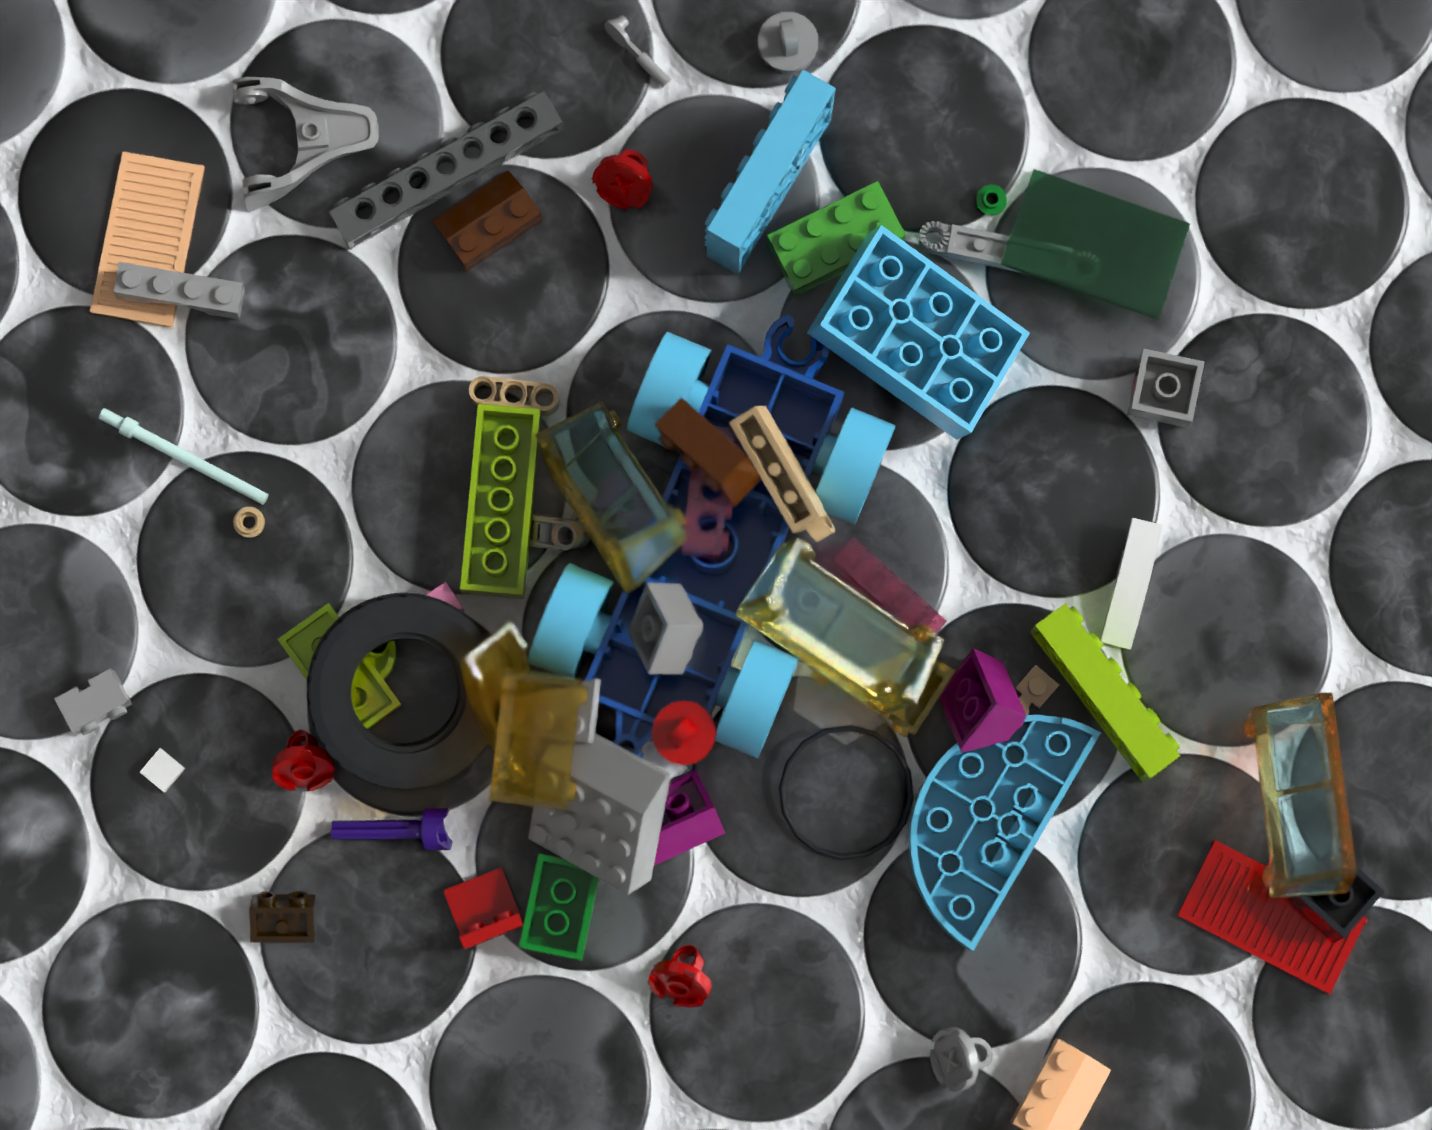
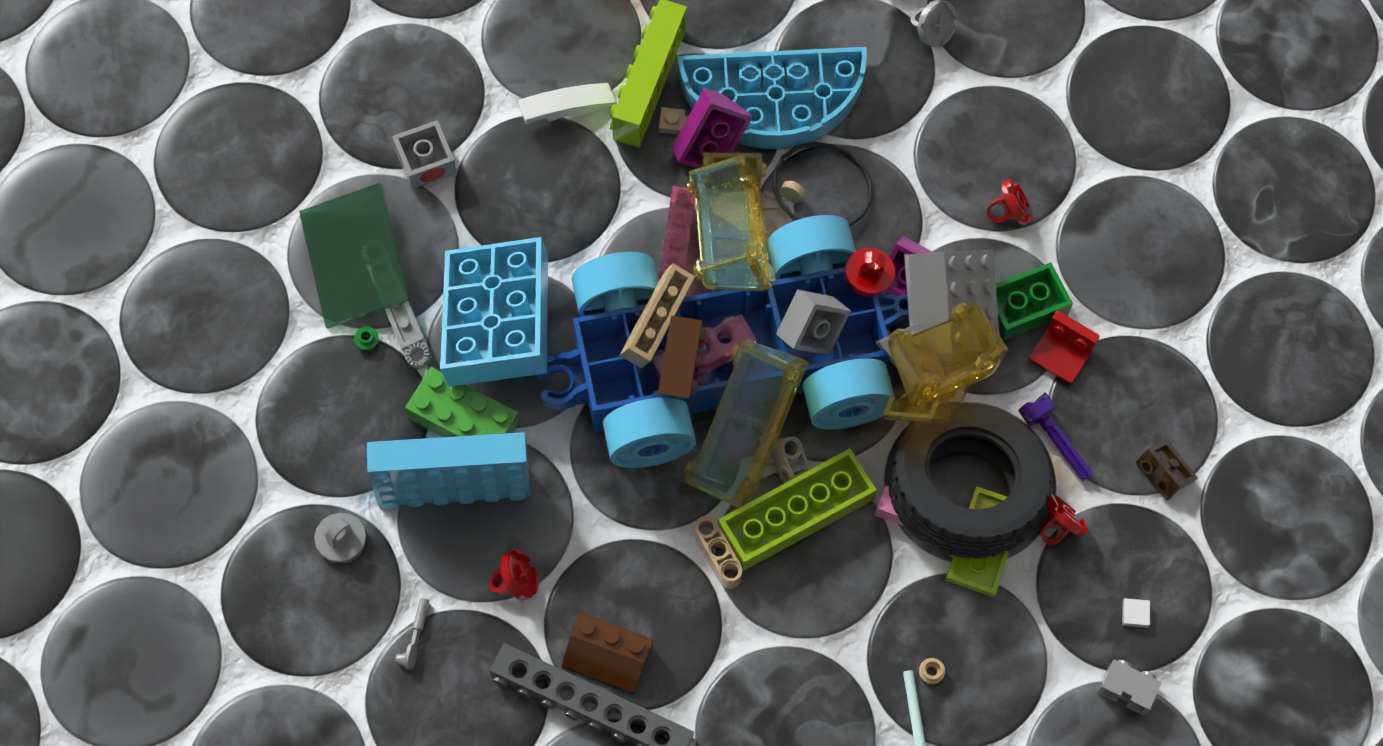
camera: 125 degrees left, 15 degrees down
(861, 754) = (792, 191): none -> tan tile

